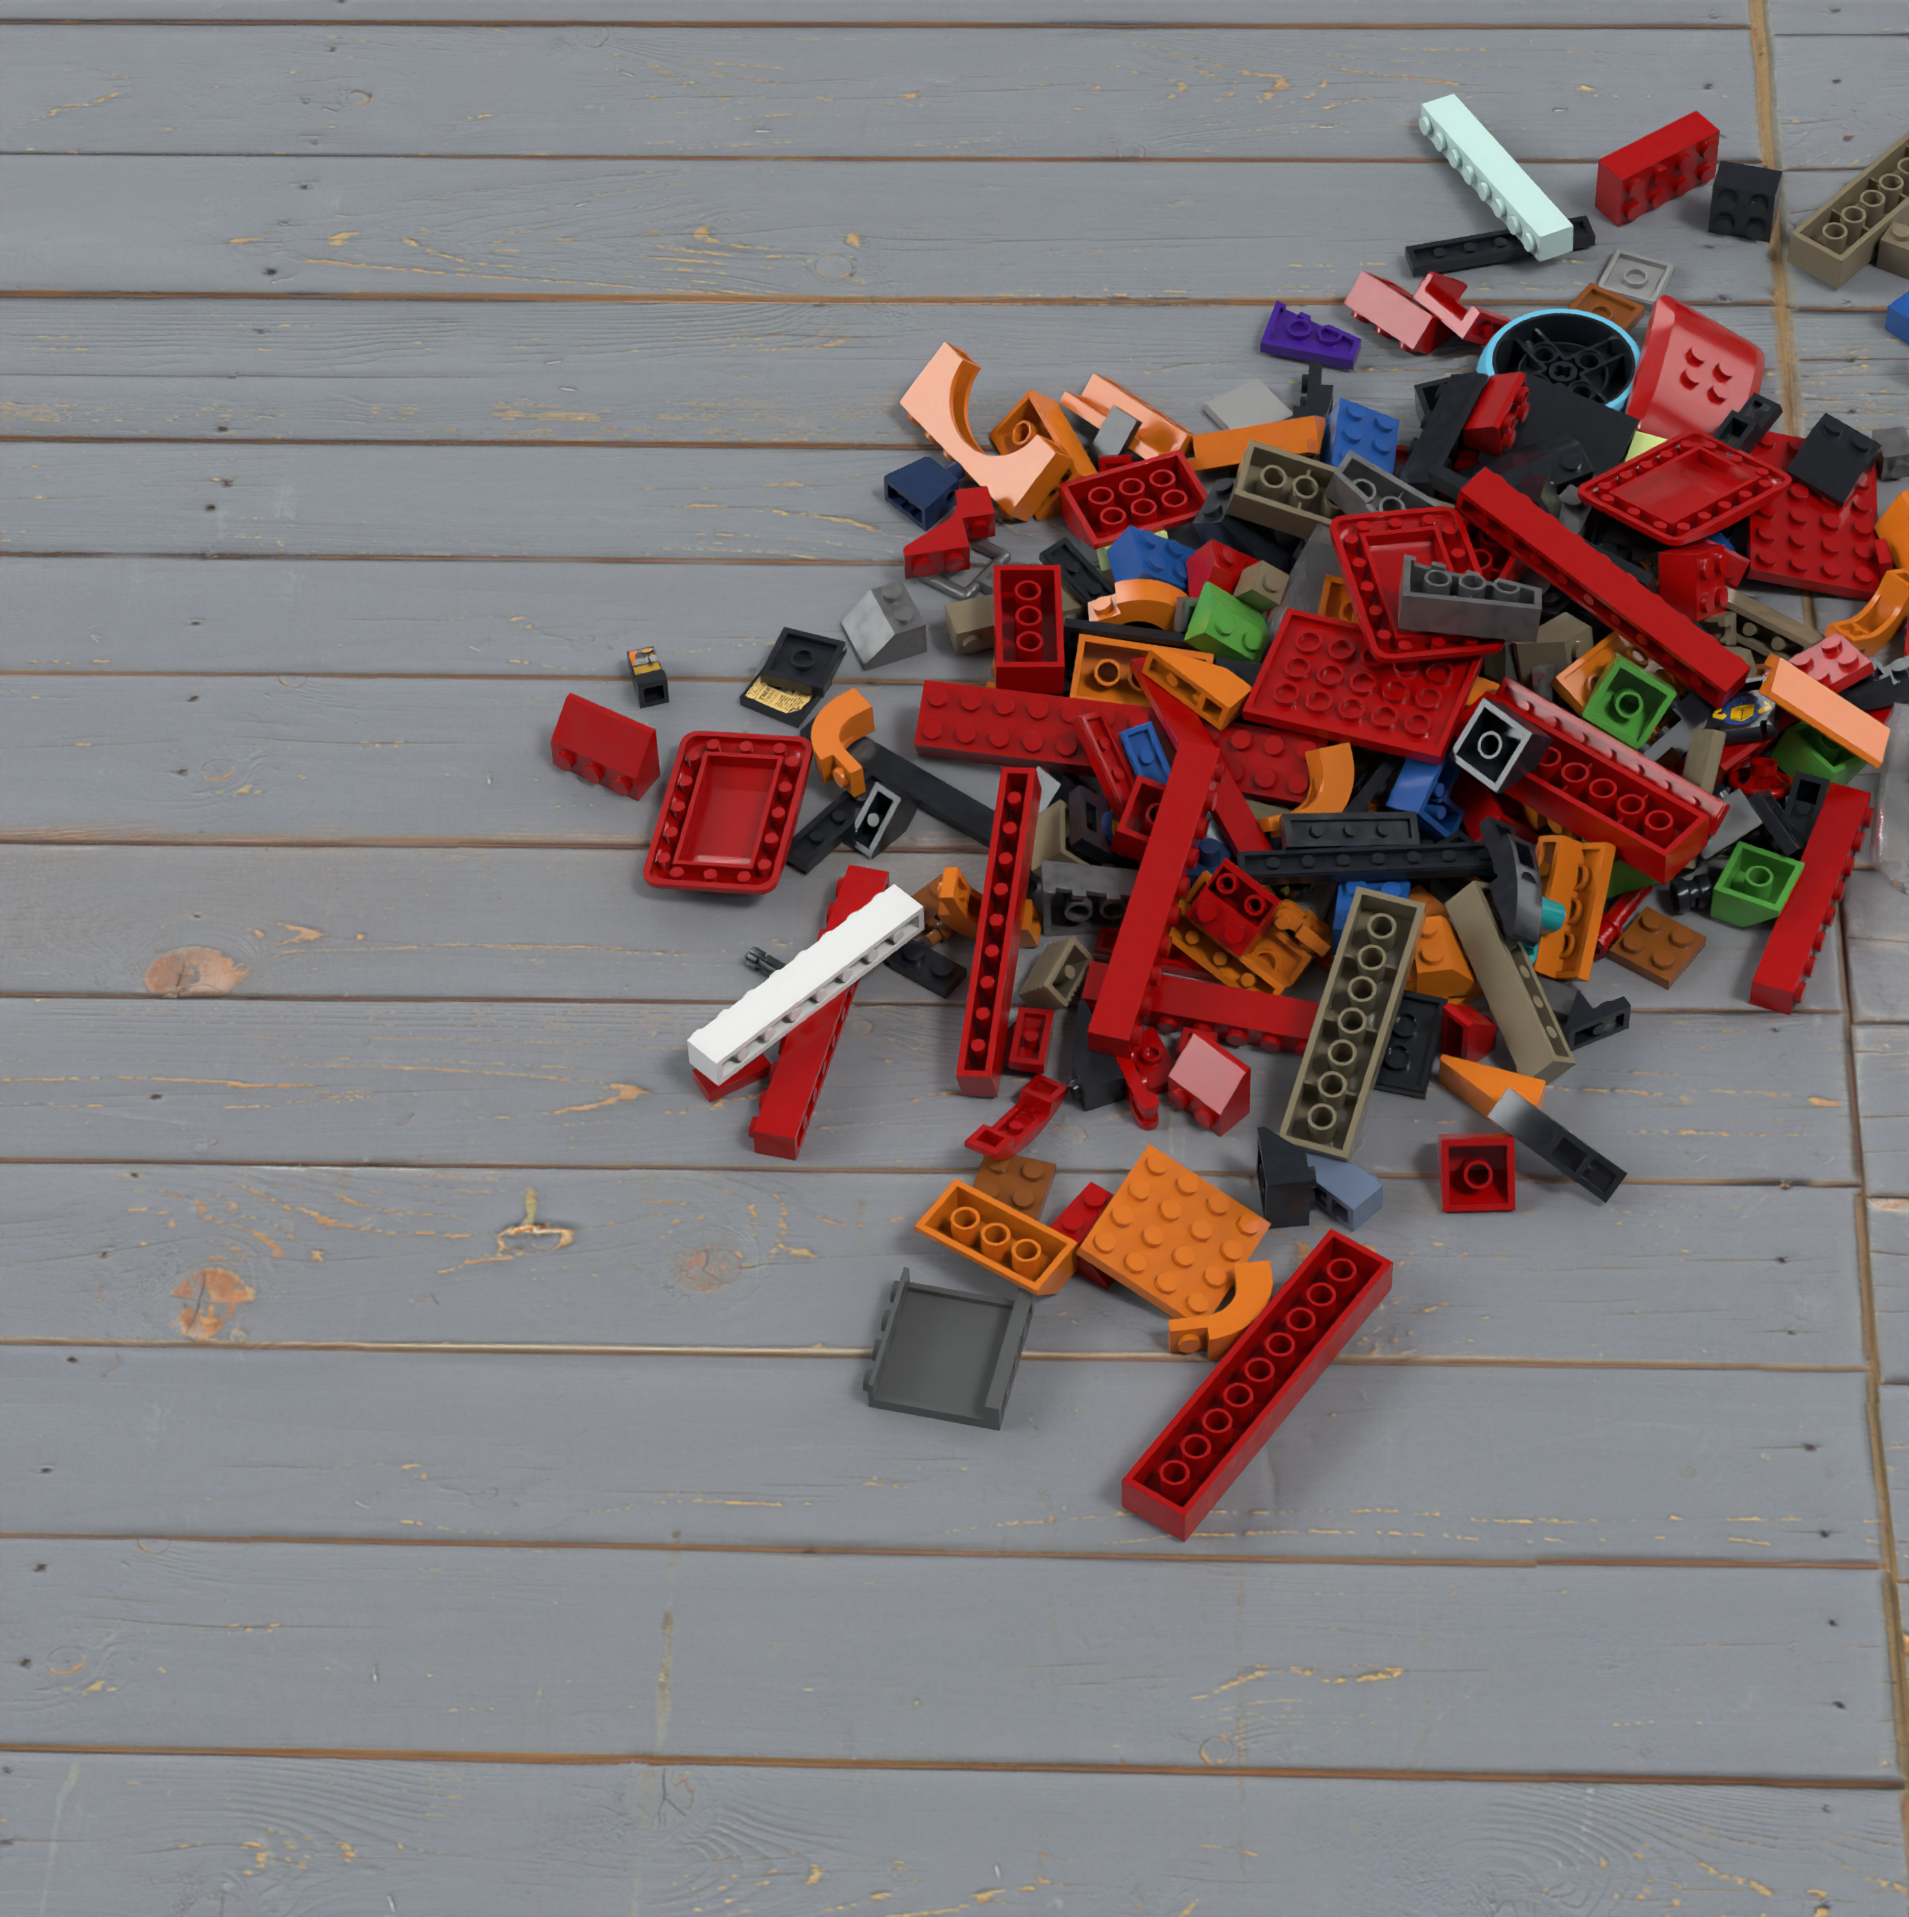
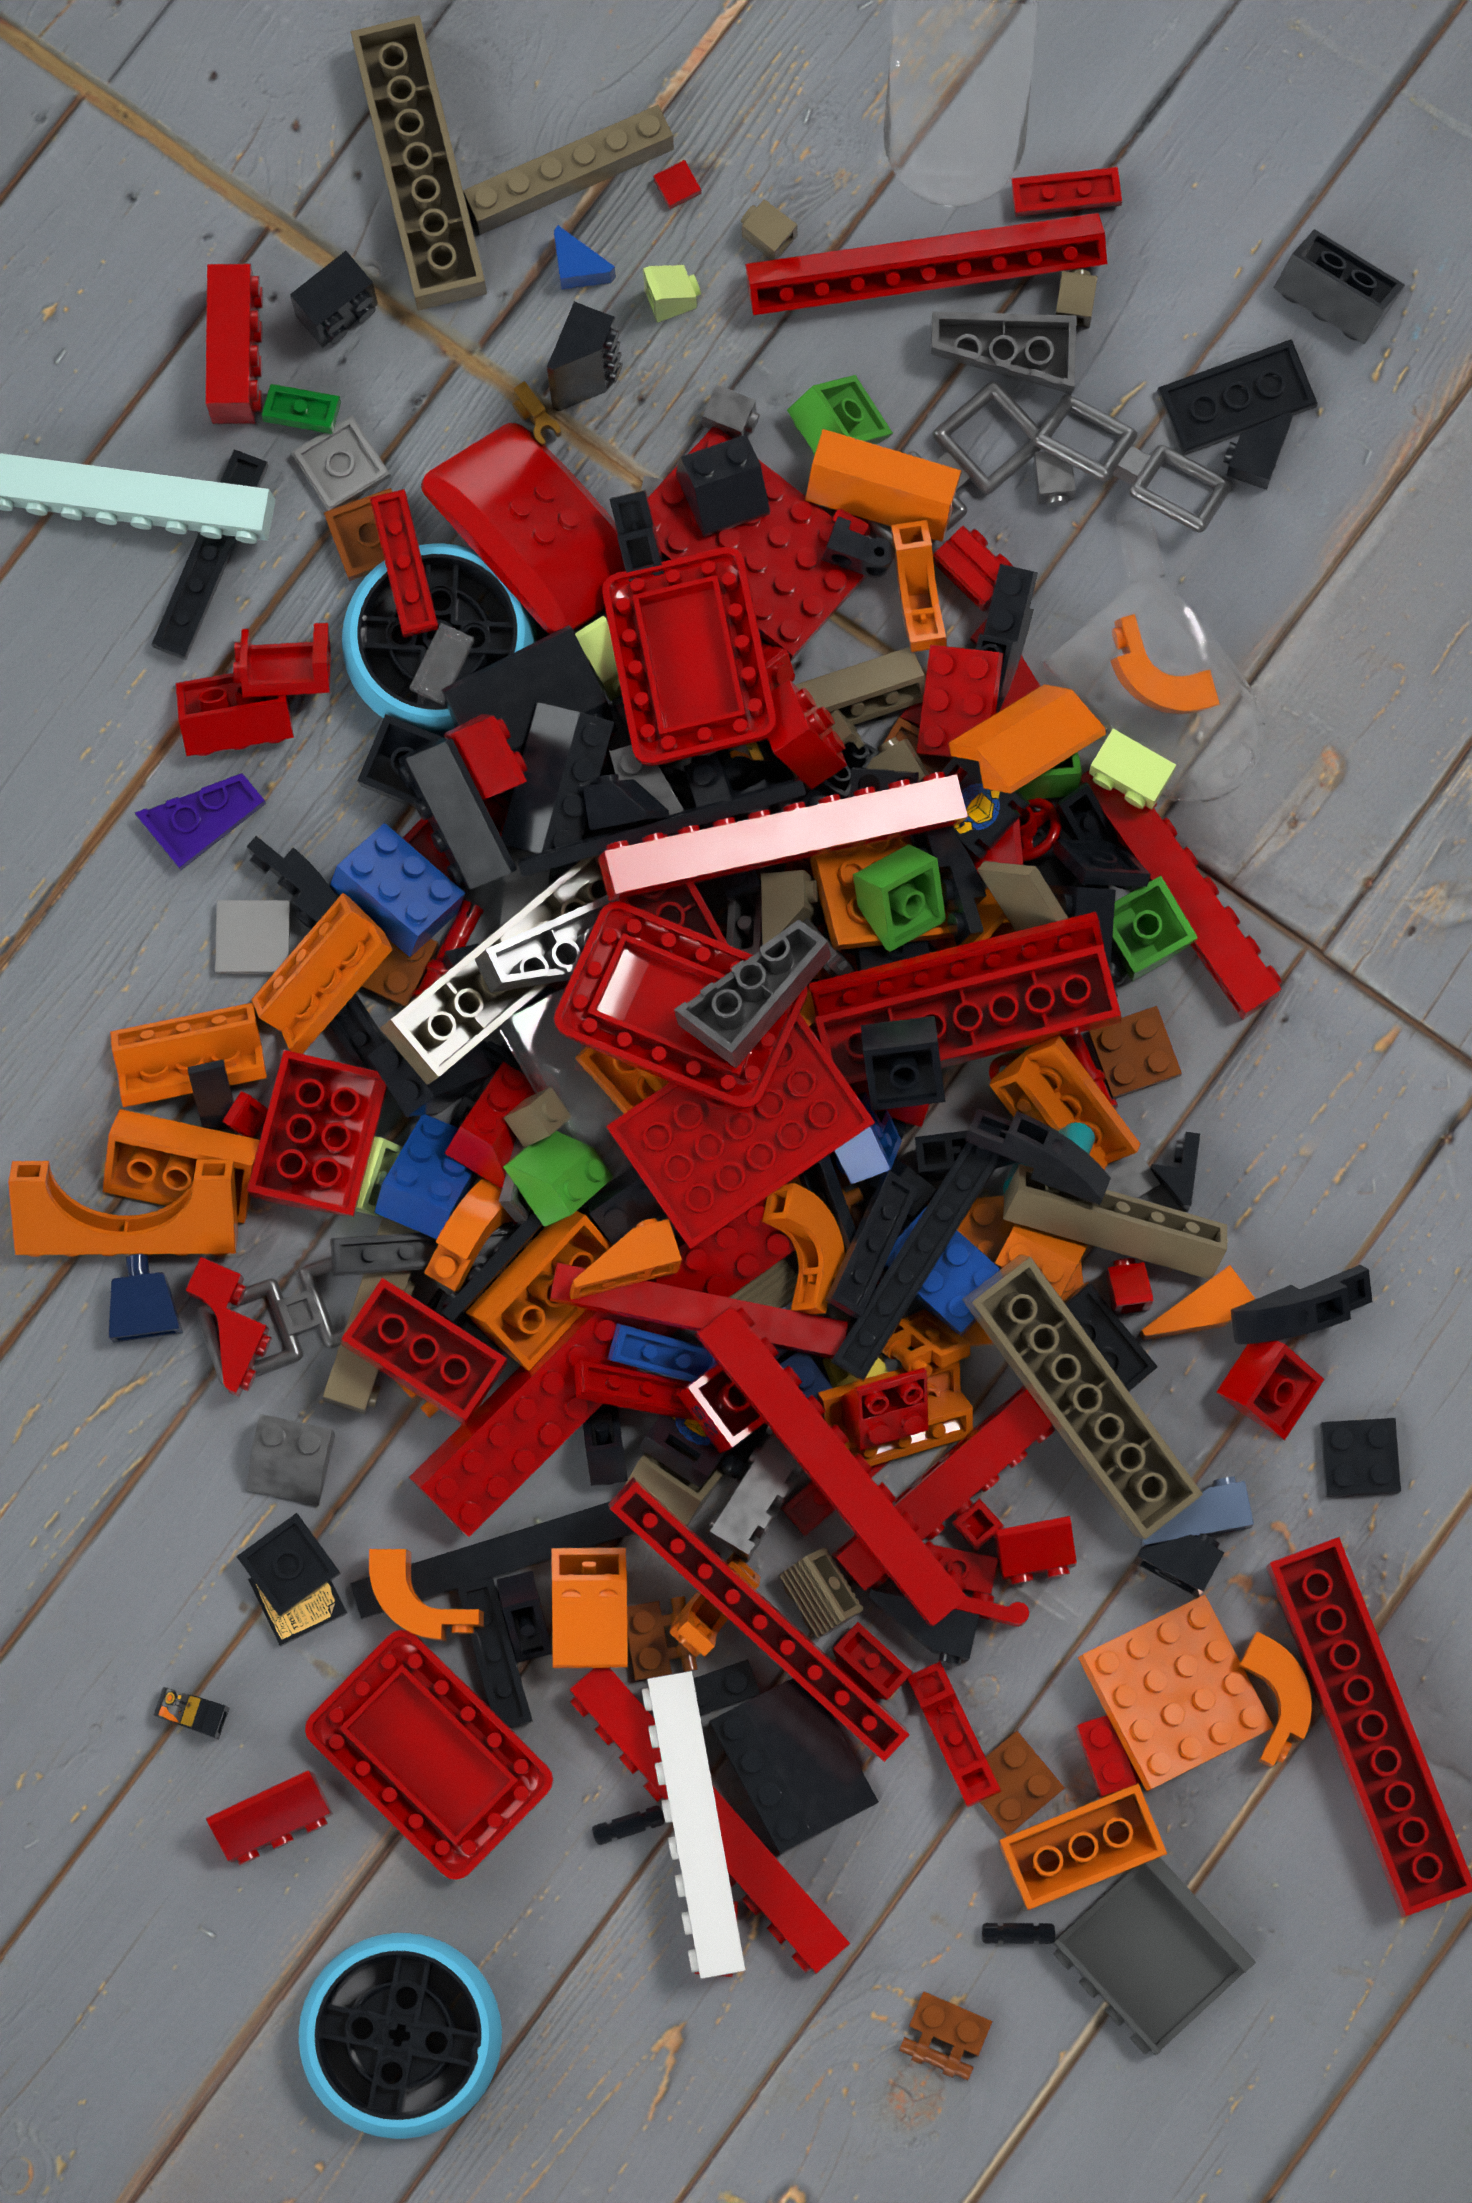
camera: 55 degrees left, 30 degrees up
(498, 911) = (385, 2109): none -> wheel
(783, 1253) = (949, 2024): none -> dark orange plate
(892, 1254) = (1018, 1933): none -> black axle
(902, 1038) = (793, 1764): none -> black slope
(924, 839) = (589, 1607): none -> orange slope
(1474, 1267) = (1360, 1457): none -> black plate
(1554, 369) = (441, 662): none -> clear tile
(1593, 316) = (404, 563): none -> red tile
(1651, 235) = (301, 408): none -> green plate
(1779, 350) = (530, 407): none -> pearl gold plate
(1838, 327) = (583, 357): none -> black slope
(1864, 561) = (857, 551): none -> black leg
(1865, 795) = (1131, 770): none -> yellowish green brick

